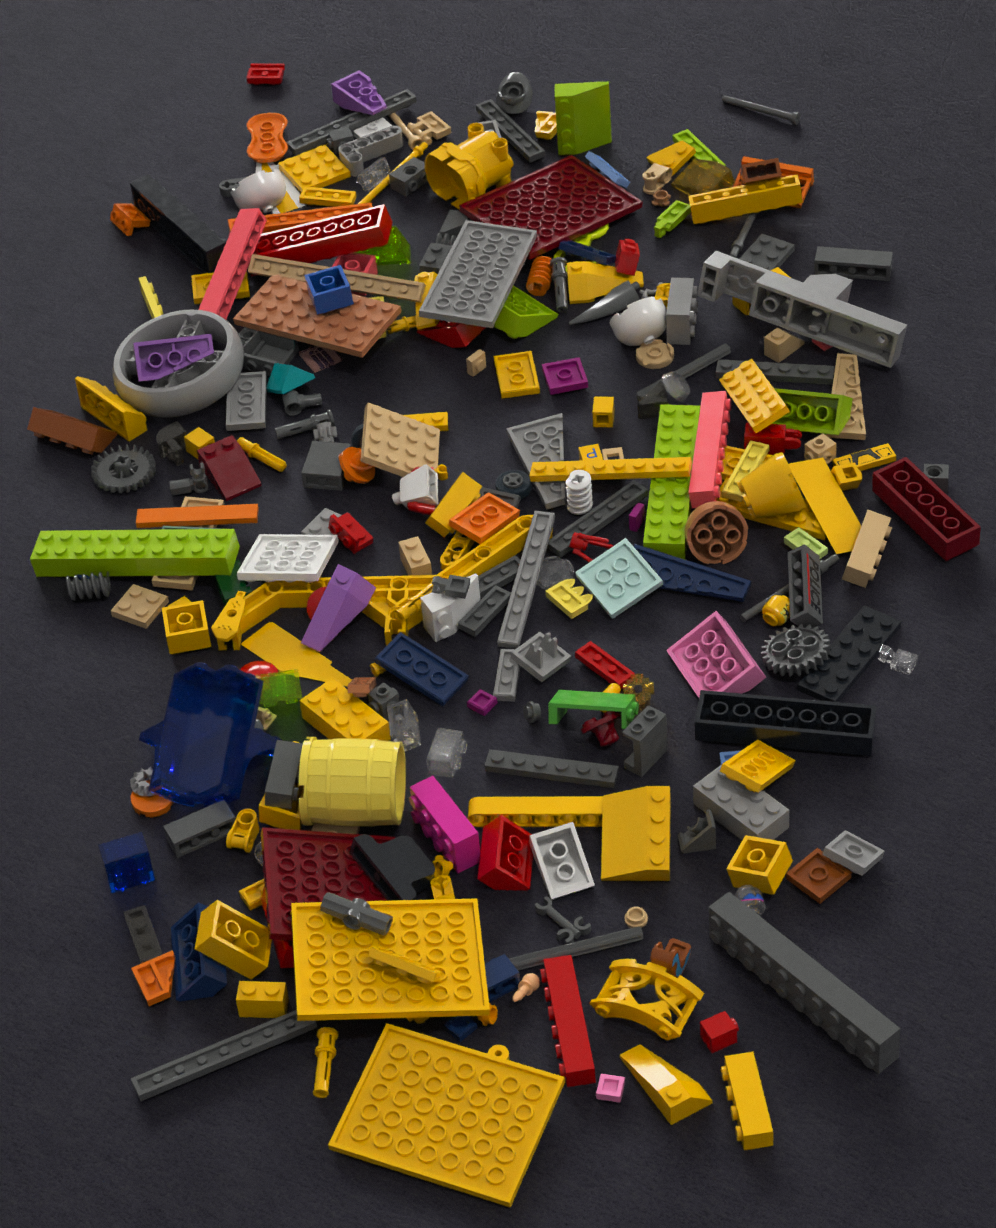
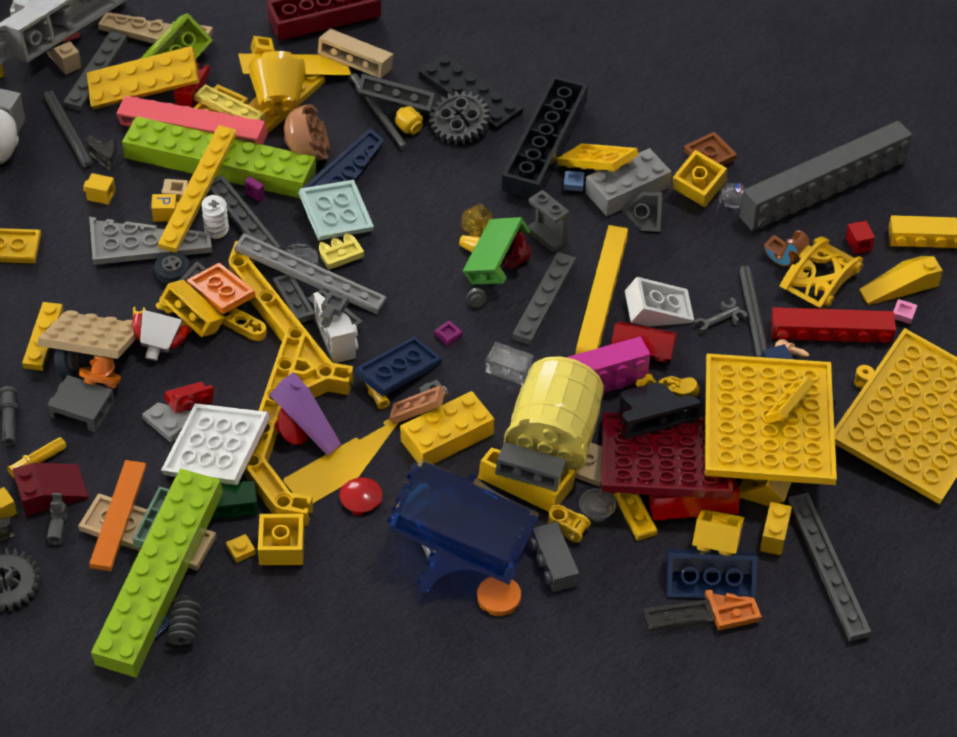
camera: 85 degrees left, 5 degrees up
(126, 862) = (595, 613): clear blue brick -> none
(139, 606) = (222, 584): tan plate -> none
(139, 784) = (478, 598): light grey gear -> none
(227, 627) = (300, 499): yellow piece -> none
(280, 687) = (393, 466): clear neon green brick -> none
(325, 432) = (33, 398): light grey gear -> none
(325, 1053) = (840, 492): yellow pin -> none
(356, 913) = (729, 423): dark grey piece -> none
(404, 724) = (478, 382): clear brick -> none
(412, 605) = (326, 349): yellow pin -> none
(414, 557) = (252, 351): tan brick -> none
(506, 677) = (419, 310): light grey tile -> none
(541, 656) = (411, 279): light grey plate -> none
(564, 376) = (32, 209): magenta plate -> none
(580, 542) = (280, 226): red plant -> none
(603, 664) = (433, 241): red plate -> none
(636, 835) = (650, 244): yellow slope -> none
(636, 917) = (729, 268): tan plate -> none
(655, 354) = (30, 145): tan tile -> none
(676, 386) = (95, 130): clear hat -> none
(715, 658) = (455, 168): bright pink slope -> none
(800, 537) = (333, 90): yellowish green plate -> none
(820, 447) = (223, 57): tan brick -> none
(853, 852) = (696, 125): light grey plate -> none
(868, 458) = (238, 36): yellow tile -> none
(900, 661) = (486, 62): clear plate -> none

